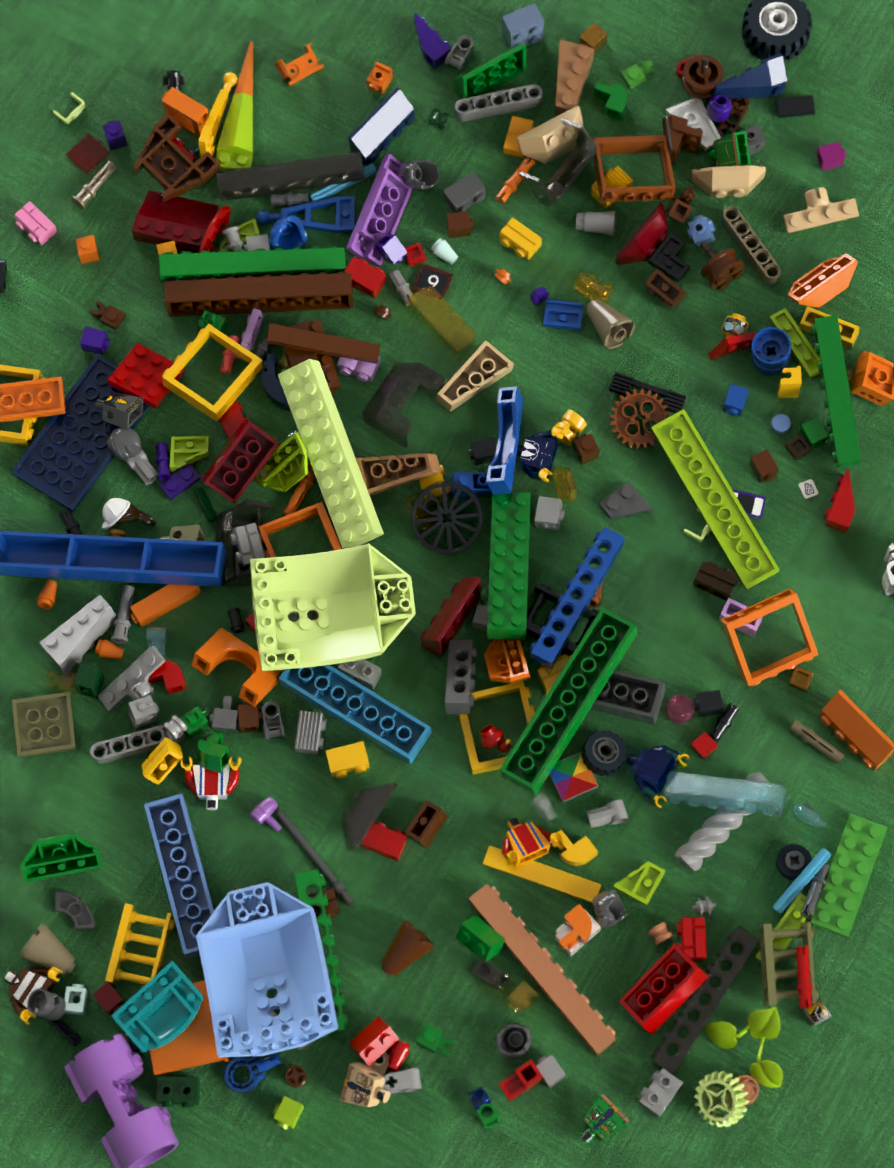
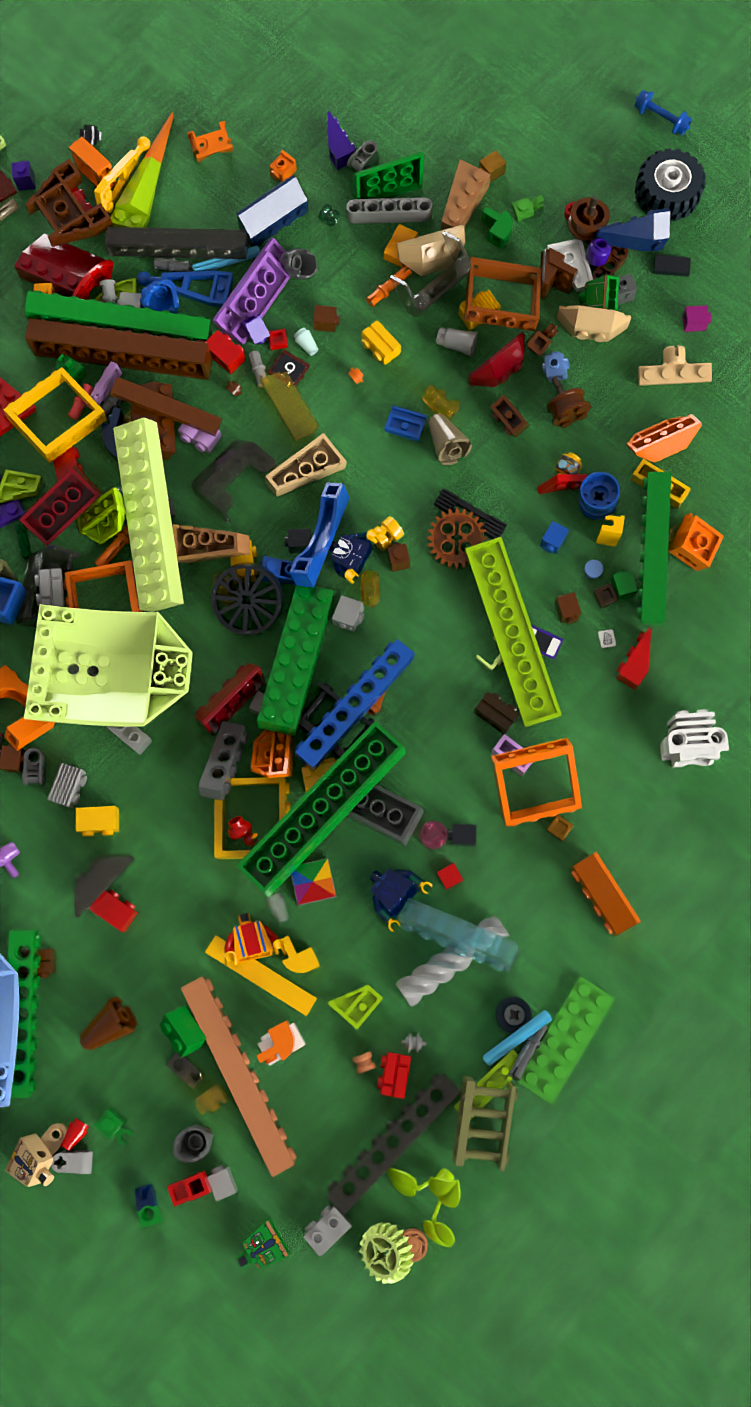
camera: 10 degrees right, 5 degrees up
(237, 625) = (24, 660): black pin -> none
(339, 887) = (59, 947): dark grey bar -> none
(359, 709) = (120, 774): dark azure brick -> none
(373, 1041) = (53, 1115): red brick -> none
(426, 824) = (157, 902): reddish brown brick -> none
(464, 193) = (337, 289): dark grey brick -> none
(523, 26) = (430, 139): sand blue brick -> none
(539, 296) = (386, 400): dark purple tile -> none
(608, 908) = (317, 1026): dark grey hair -> none
(611, 744) = (337, 869): black wheel -> none
(611, 813) = (343, 927): light grey piece -> none
(624, 502) = (424, 617): dark grey wing -> none
(663, 989) = (353, 1123): red slope -> none
(666, 259) = (516, 388): black plate -> none
(724, 722) = (474, 856): black pin -> none
(751, 254) = (601, 398): dark tan beam -> none
(797, 728) = (578, 913): dark tan pin -> none
(800, 345) = (628, 496): lime plate -> none
(803, 987) = (495, 1152): red pin -> none
(808, 815) = (538, 969): clear light blue plant -> none
(817, 1013) = (503, 1179): slope -> none

